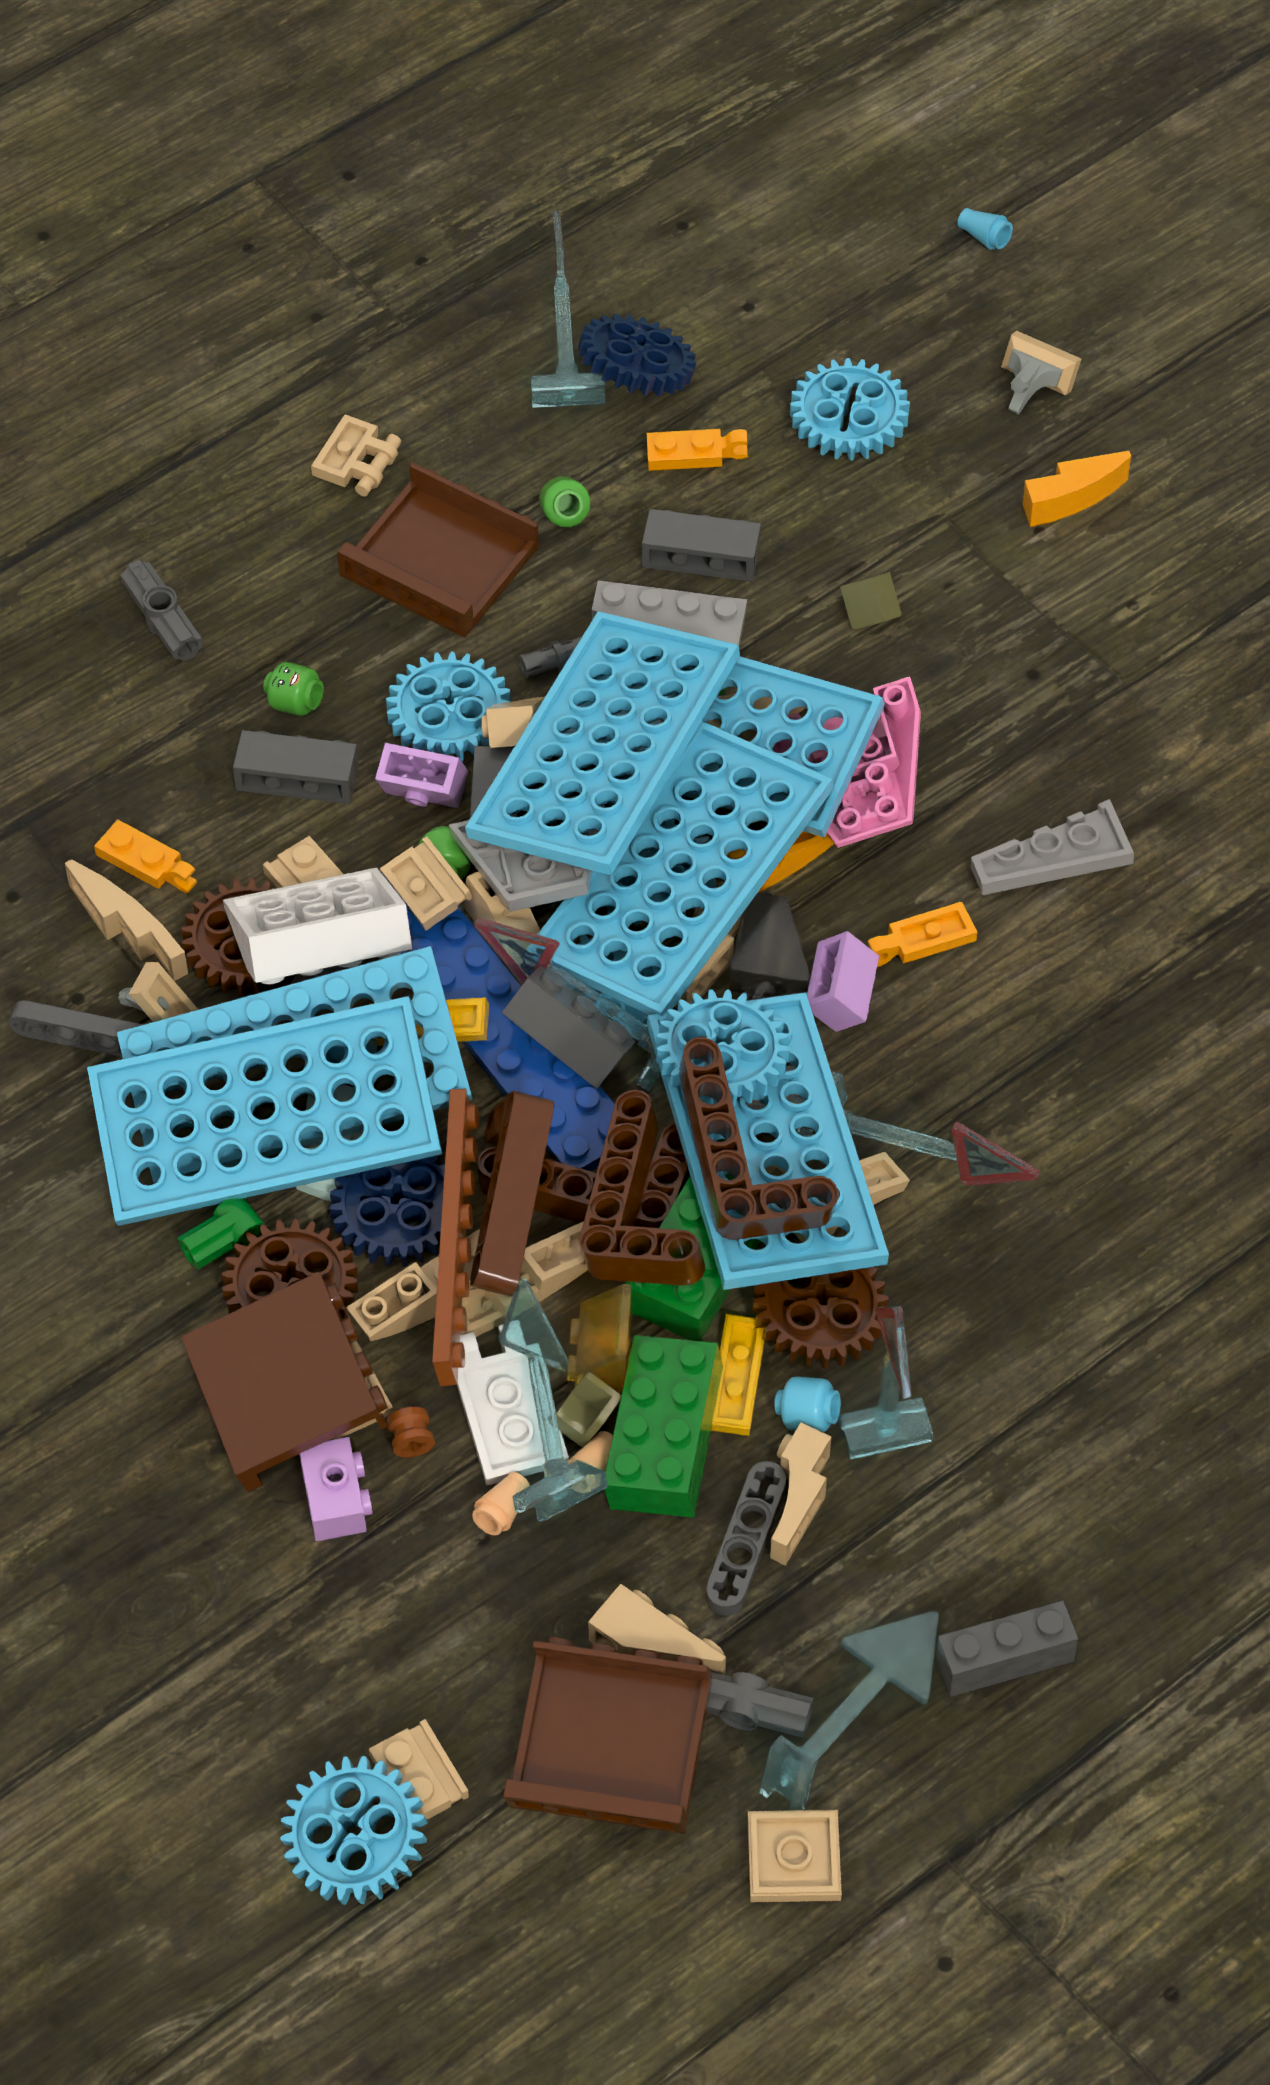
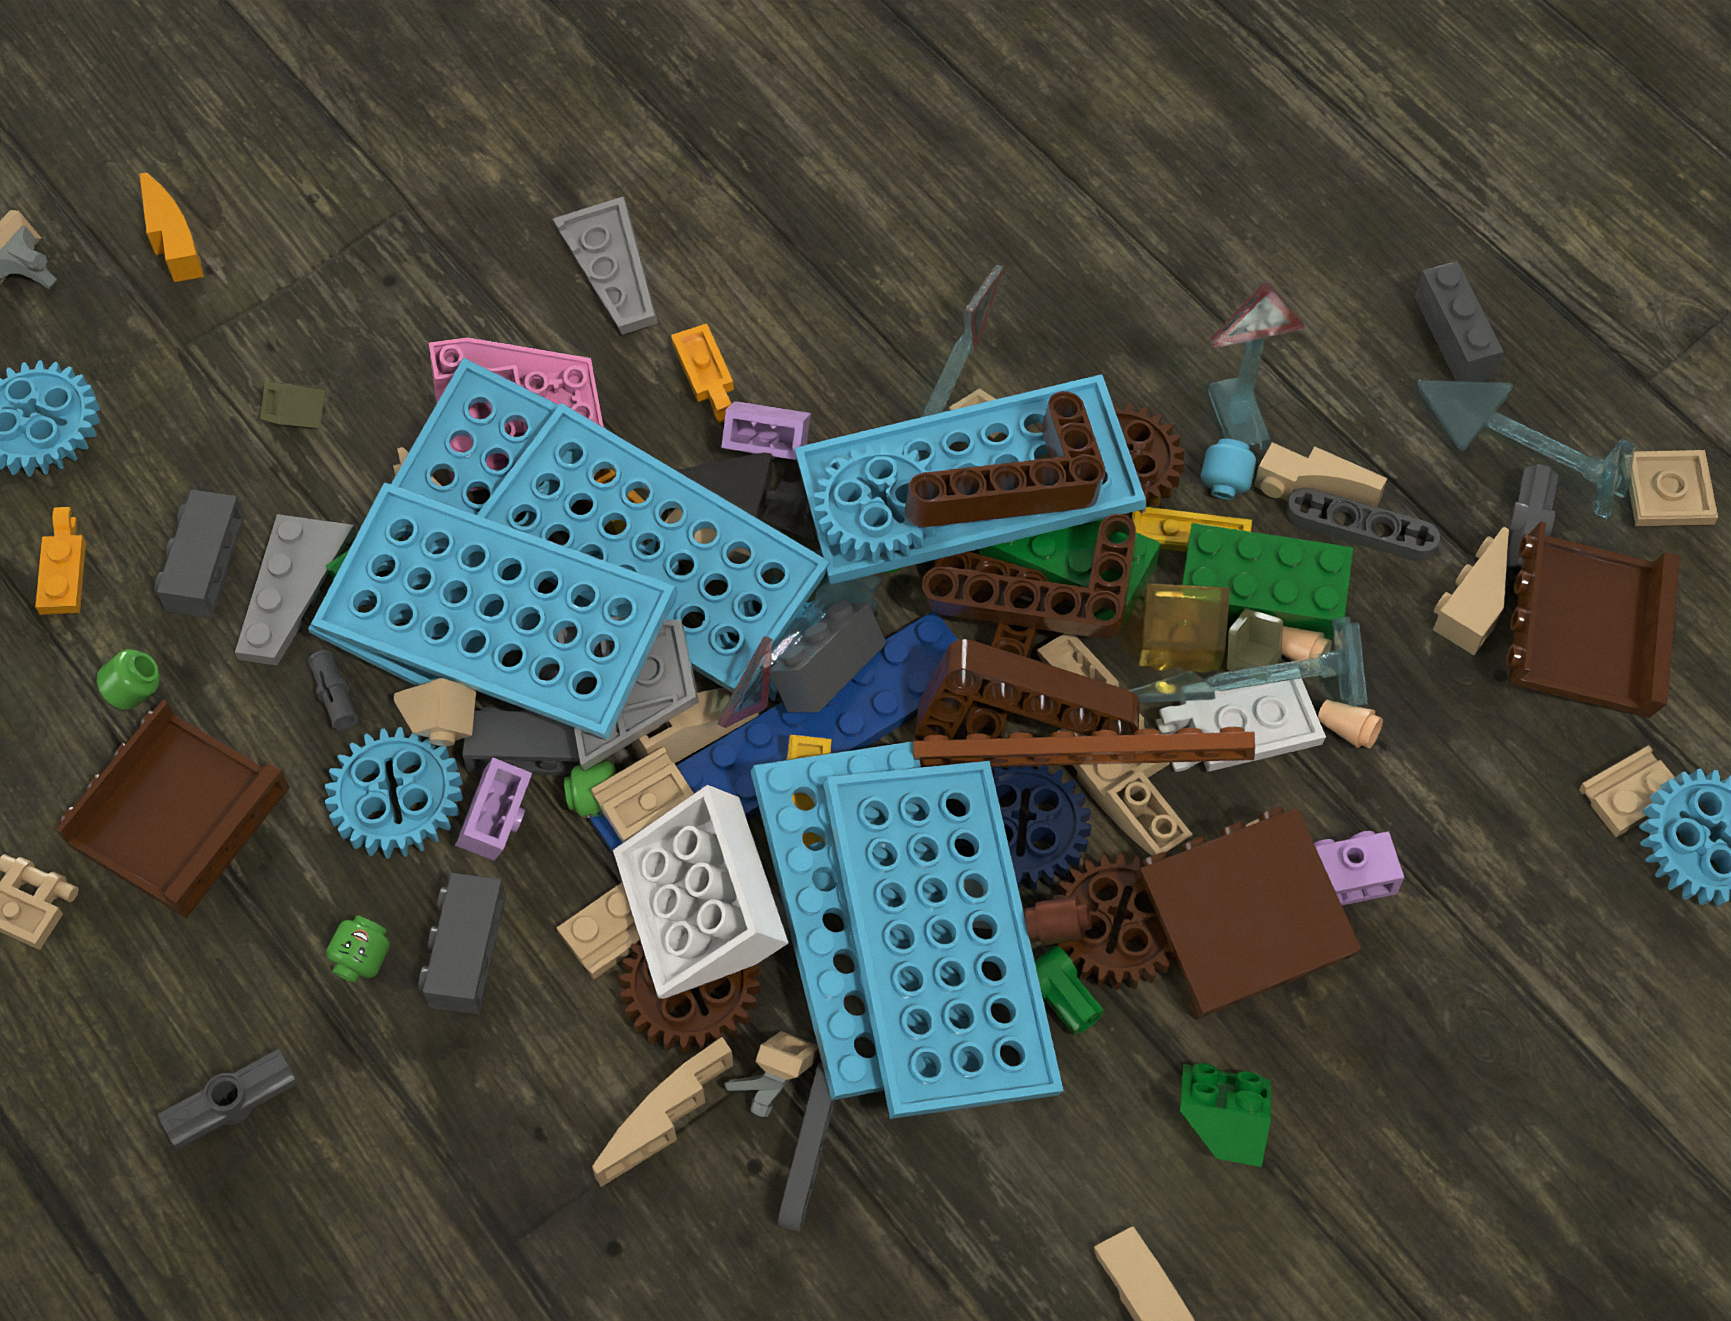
camera: 90 degrees left, 5 degrees up
(89, 1360) = (1228, 1111): none -> green slope
(144, 857) = (572, 1102): light orange plate -> none
(277, 1211) = (1058, 920): none -> copper brick
(410, 1432) = (1287, 796): dark orange wheel -> none

